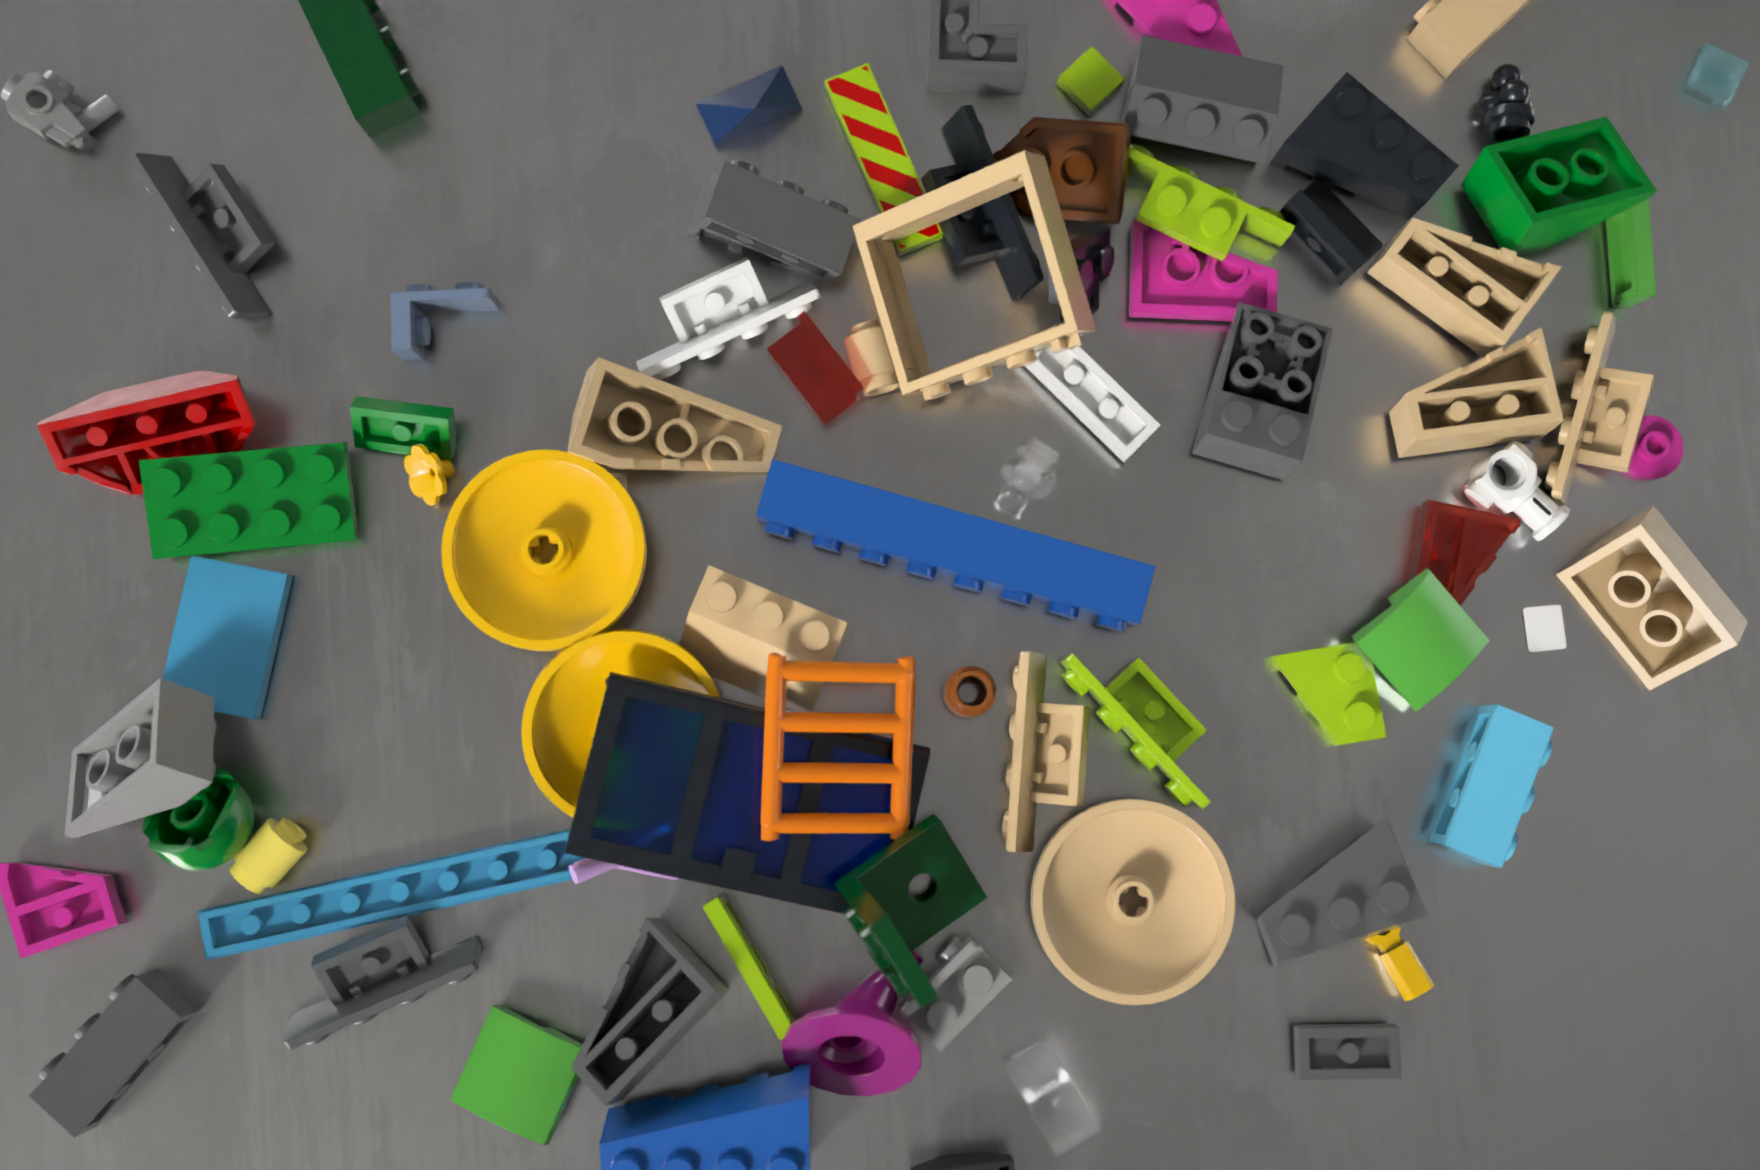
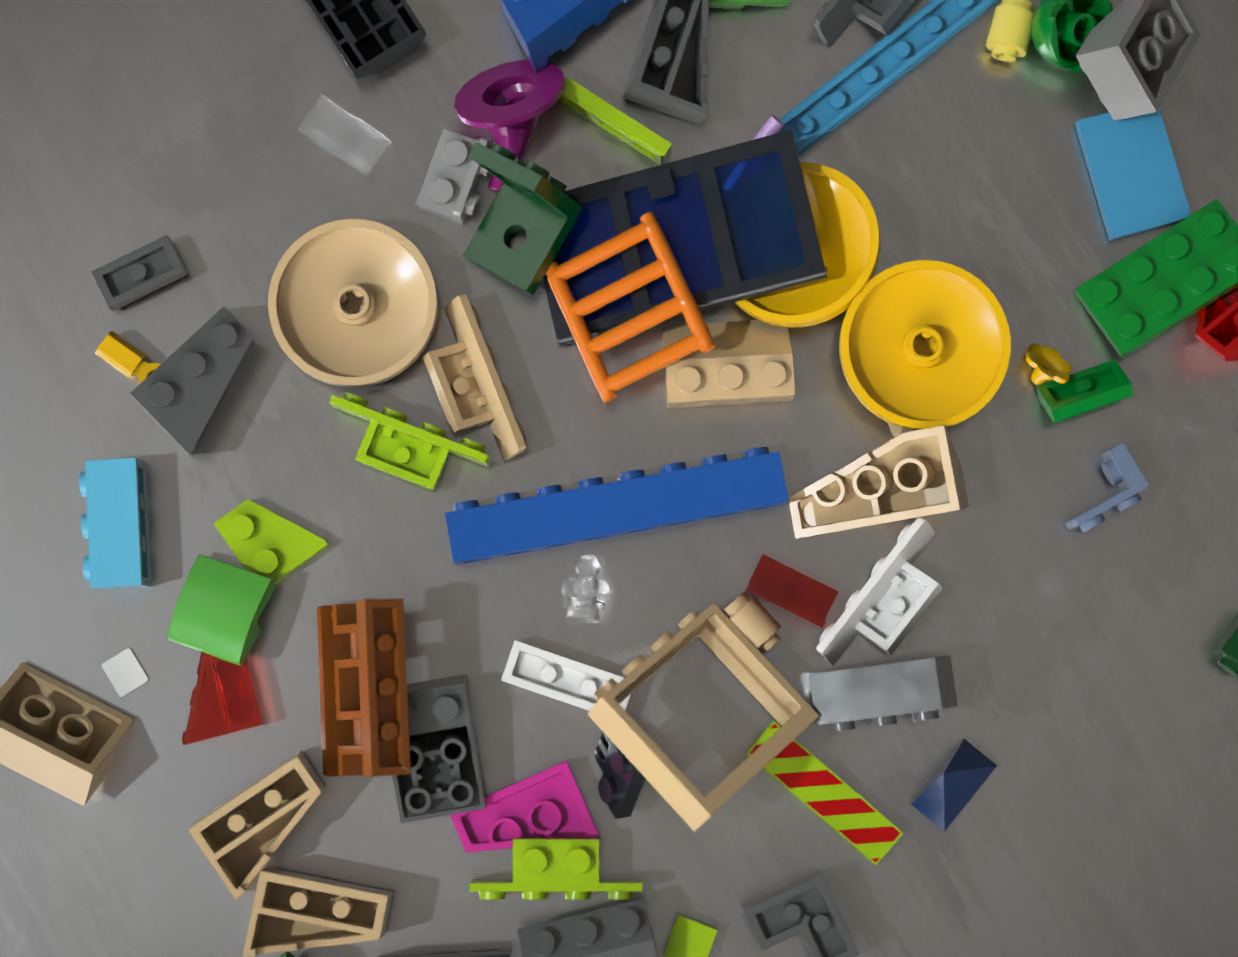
camera: 160 degrees right, 0 degrees up
(984, 687) = (546, 386): dark orange brick -> none
(992, 227) = (747, 806): black bracket -> none
(1084, 163) = (668, 857): reddish brown tile -> none
(1313, 477) = (363, 688): none -> dark orange fence
(1330, 231) = (438, 912): black panel -> none
(1519, 492) = (195, 765): white connector -> none
(1605, 417) = (152, 862): tan bracket -> none
(1657, 449) = (102, 859): dark pink piece -> none

